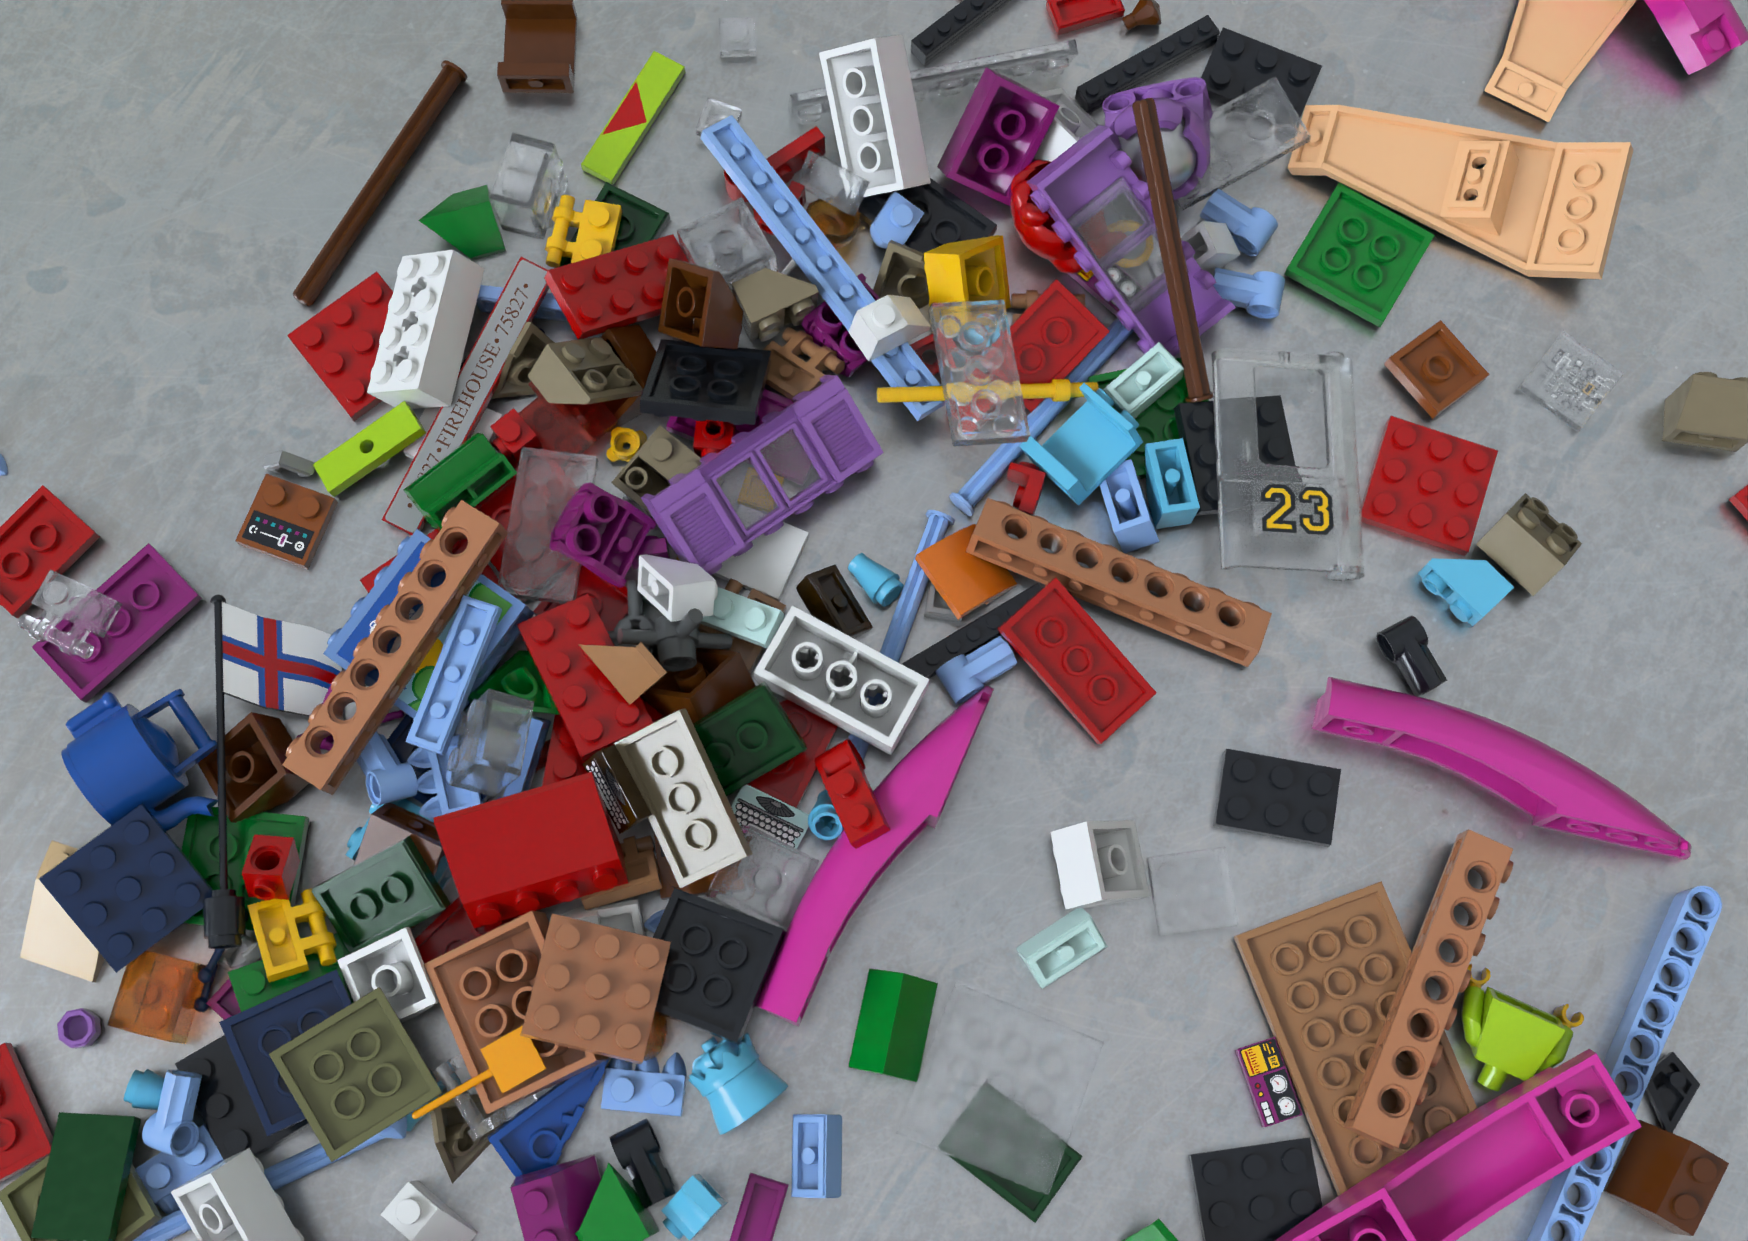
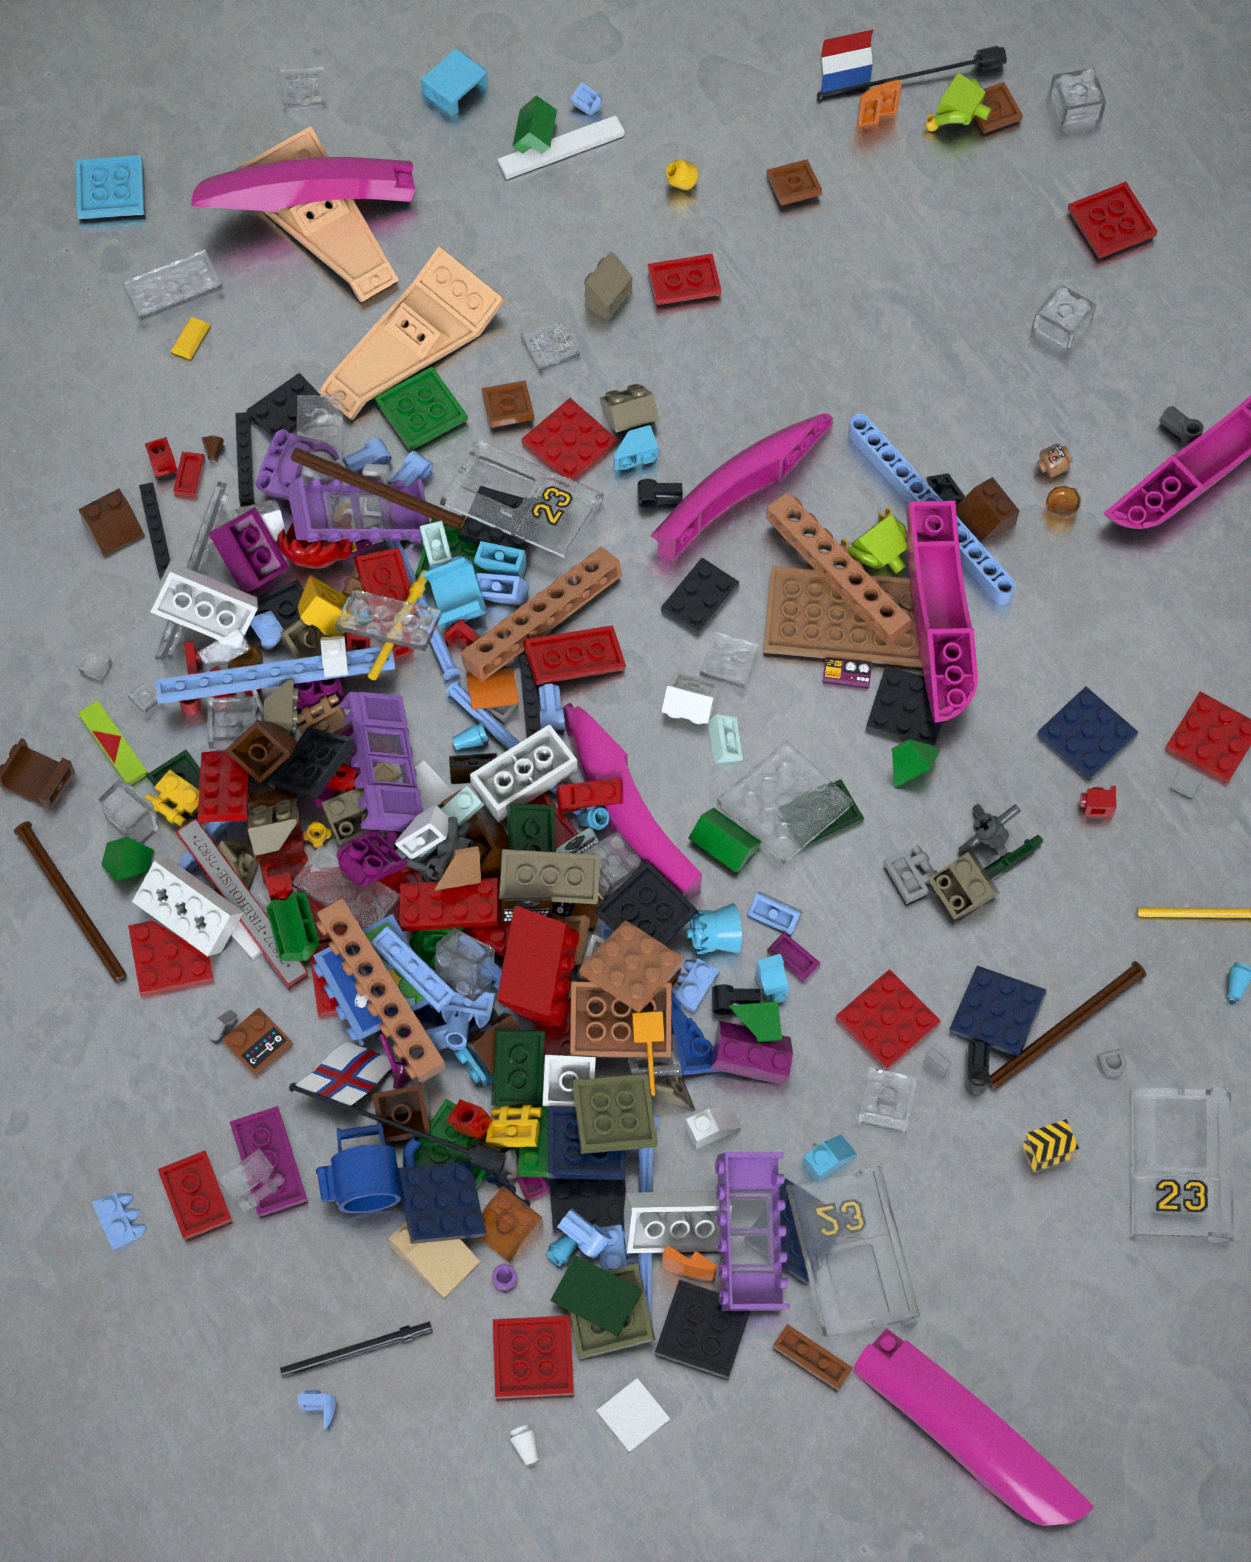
camera: 65 degrees left, 10 degrees down
(369, 448) = (240, 958): lime tile -> none

